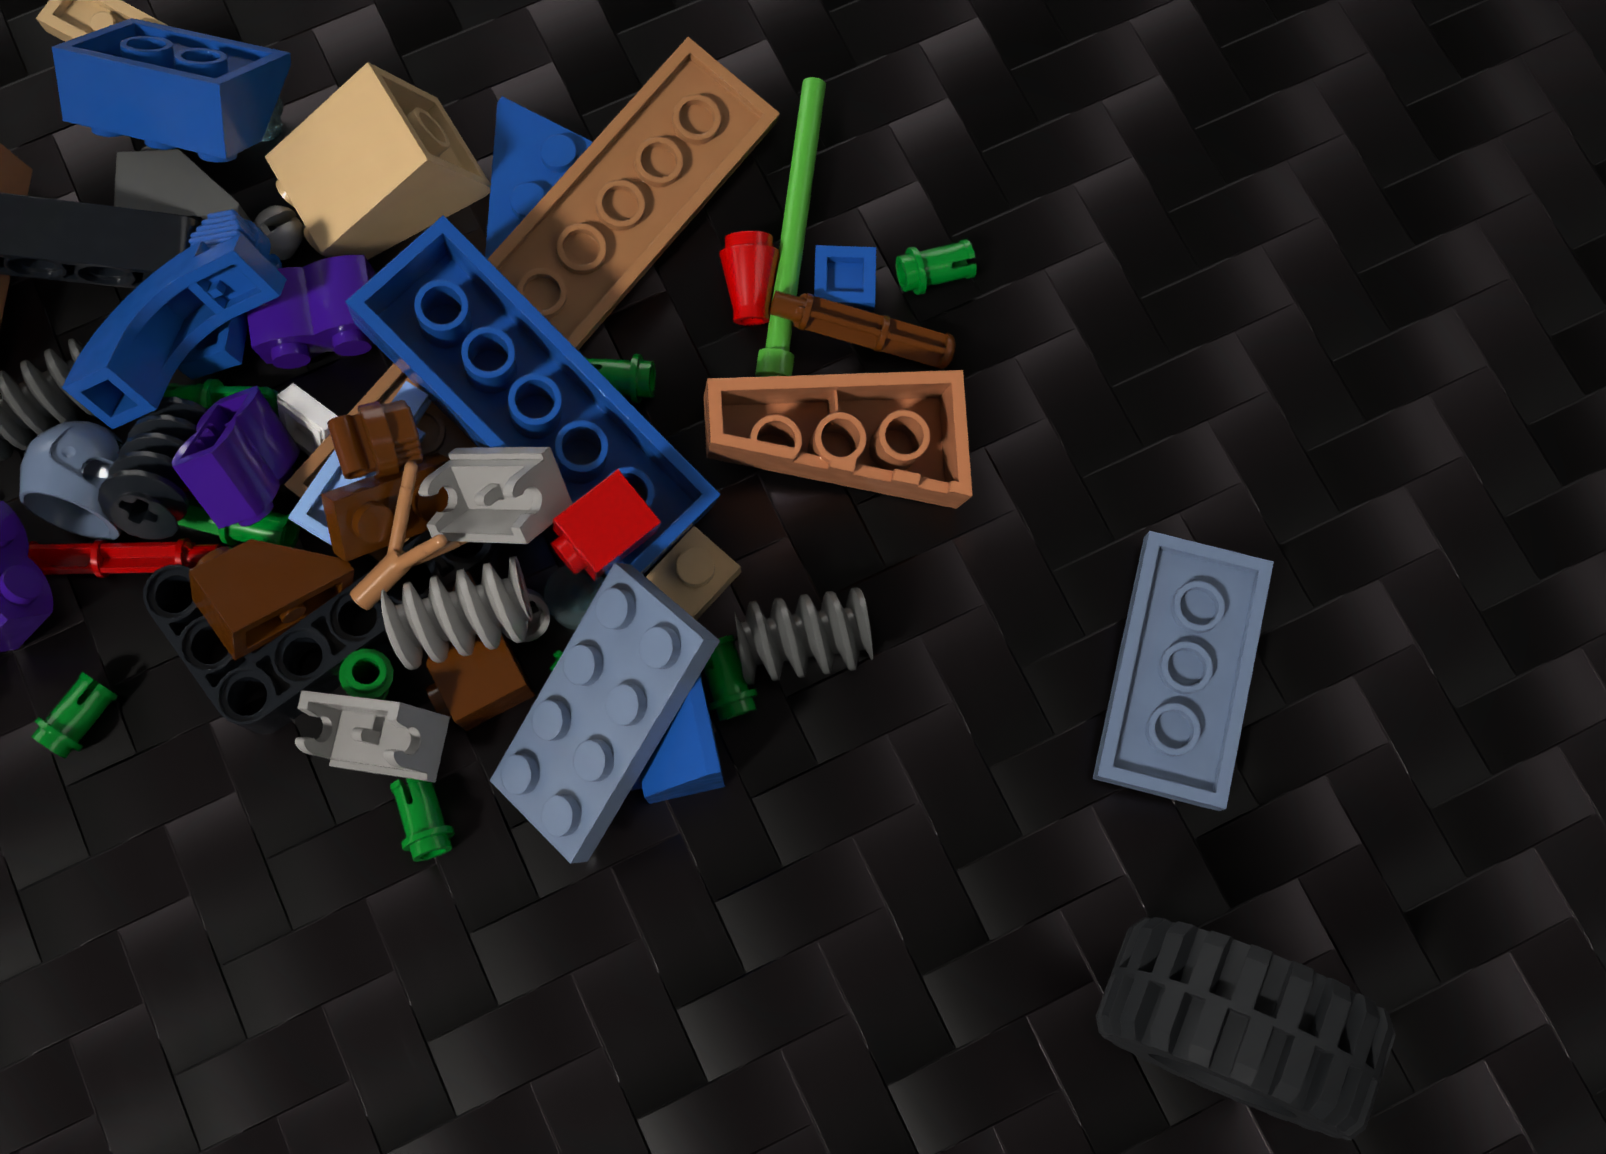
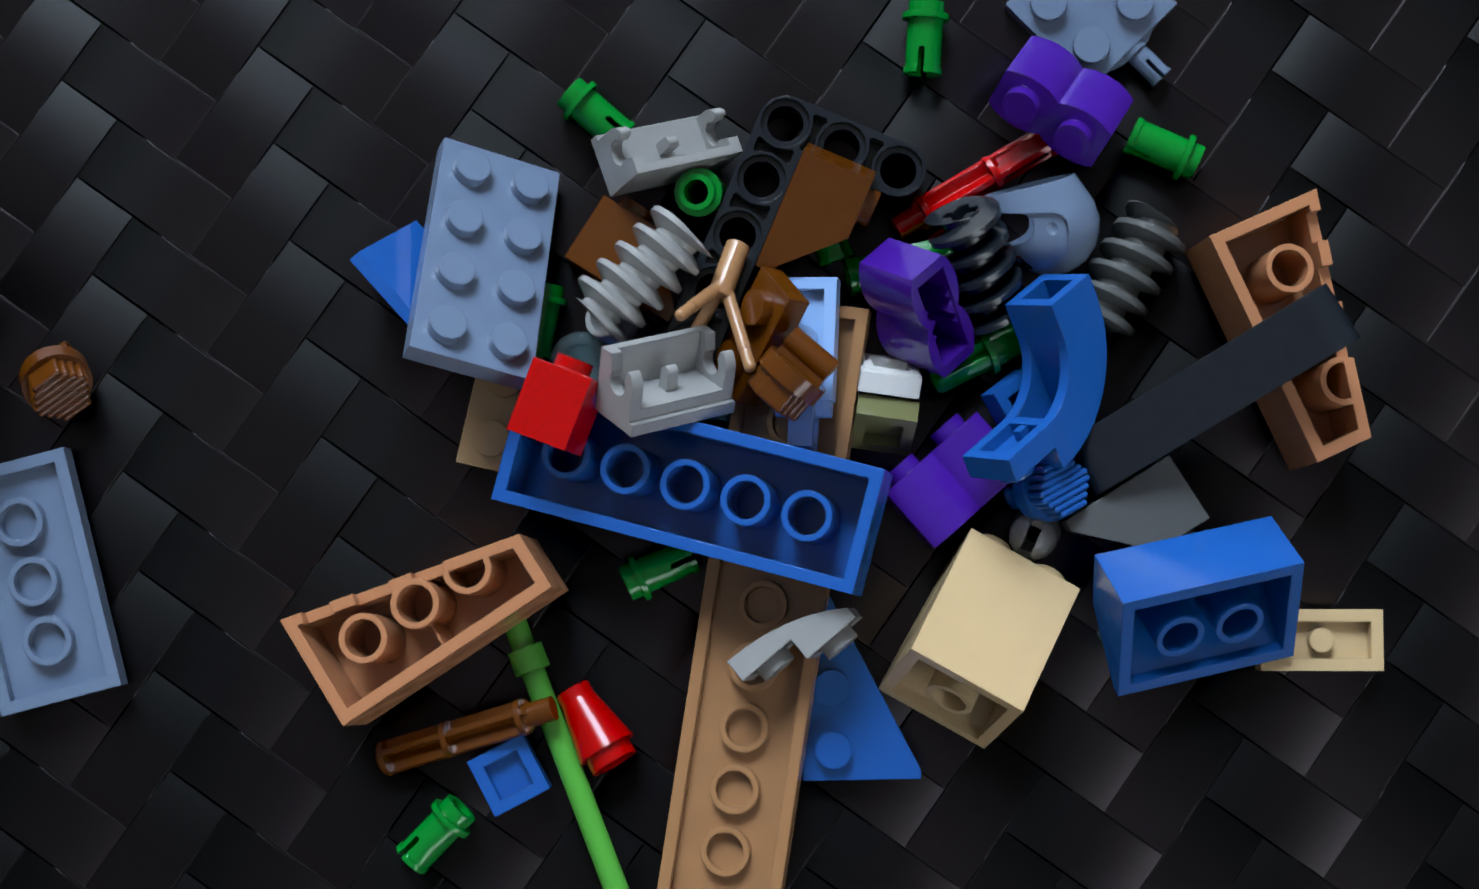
camera: 155 degrees right, 10 degrees up
(334, 383) = (885, 424): none -> olive tile
(501, 228) = (813, 635): none -> light grey slope
(726, 682) = (421, 375): green pin -> none
(804, 635) = (366, 429): dark grey piece -> none
(1073, 843) = (56, 381): none -> reddish brown piece

